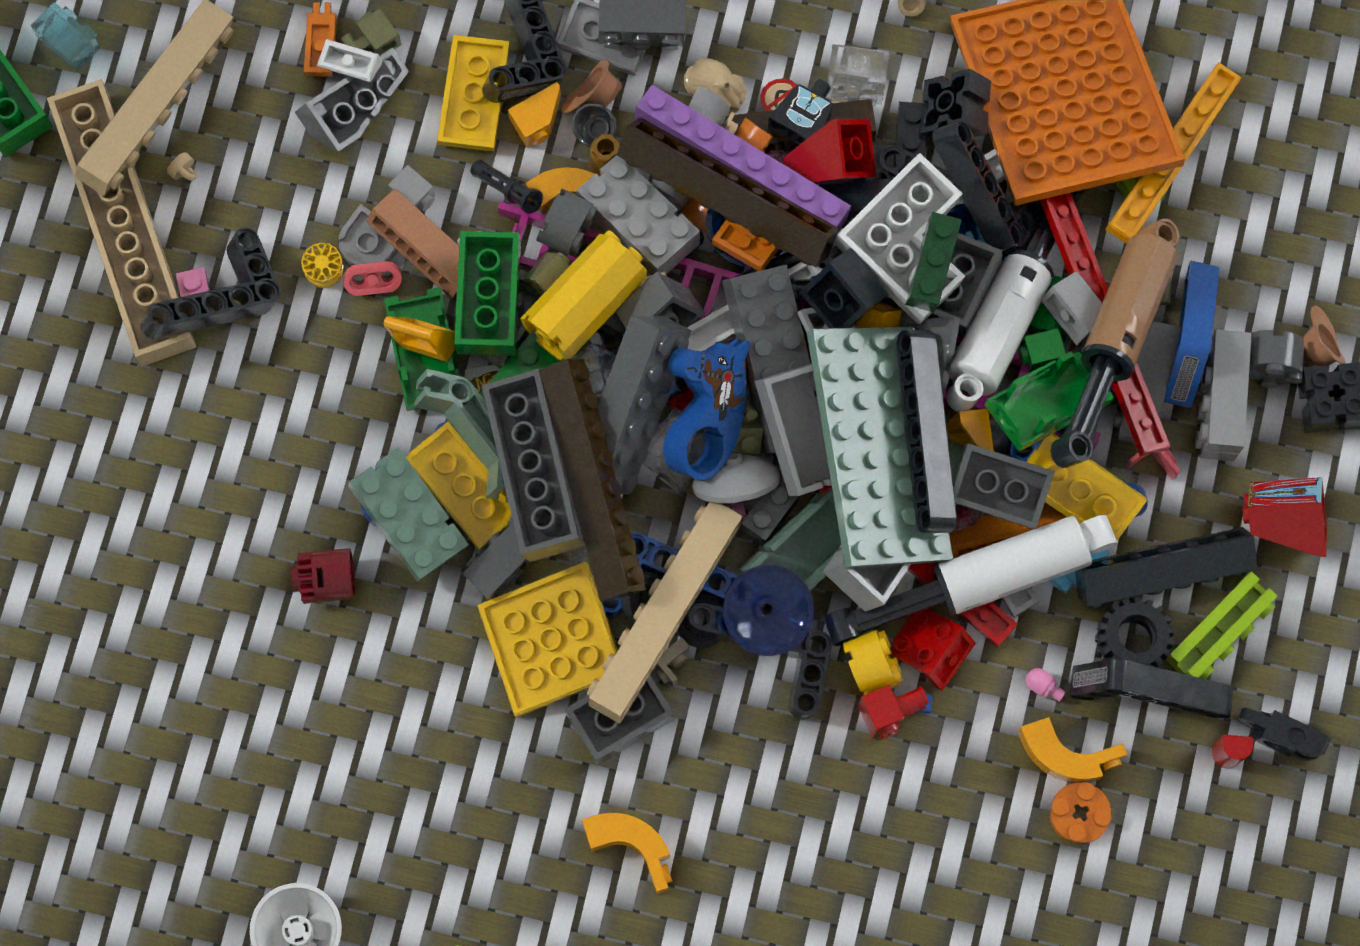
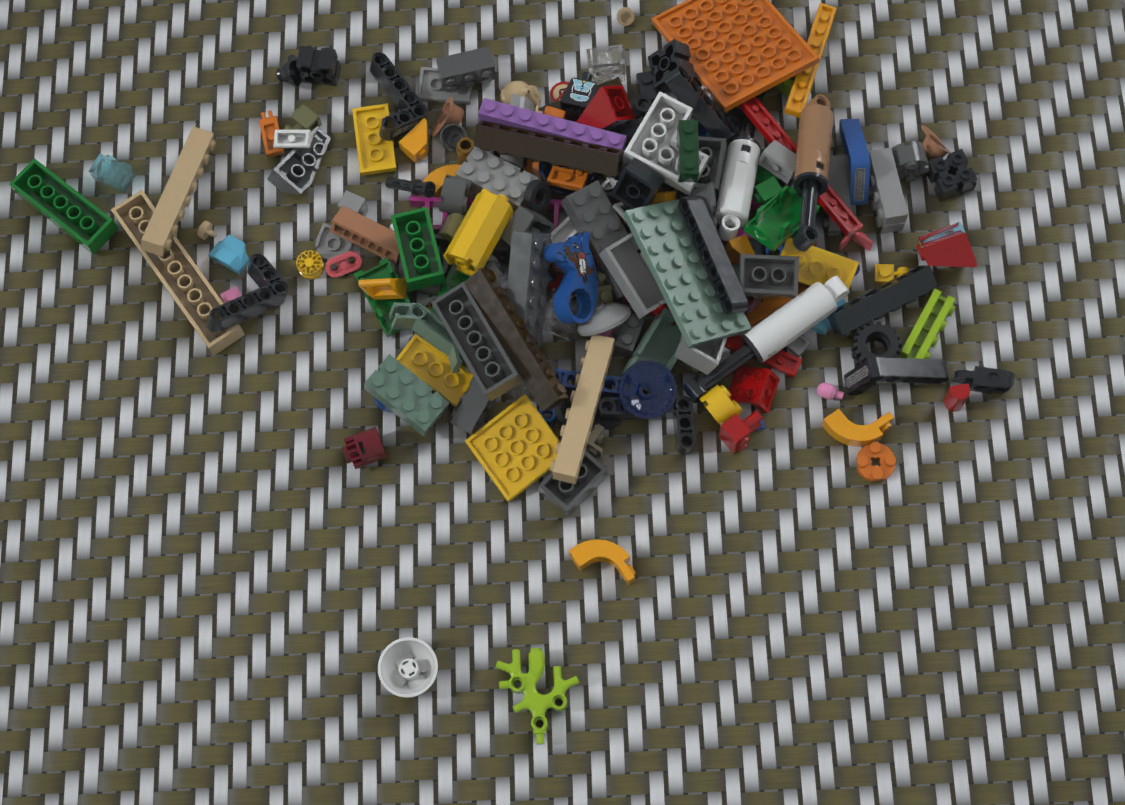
camera: 10 degrees left, 5 degrees down
(208, 214) = (230, 254): none -> medium azure slope
(681, 253) = (530, 193): none -> black tyre
(1185, 524) = (885, 272): none -> yellow plate

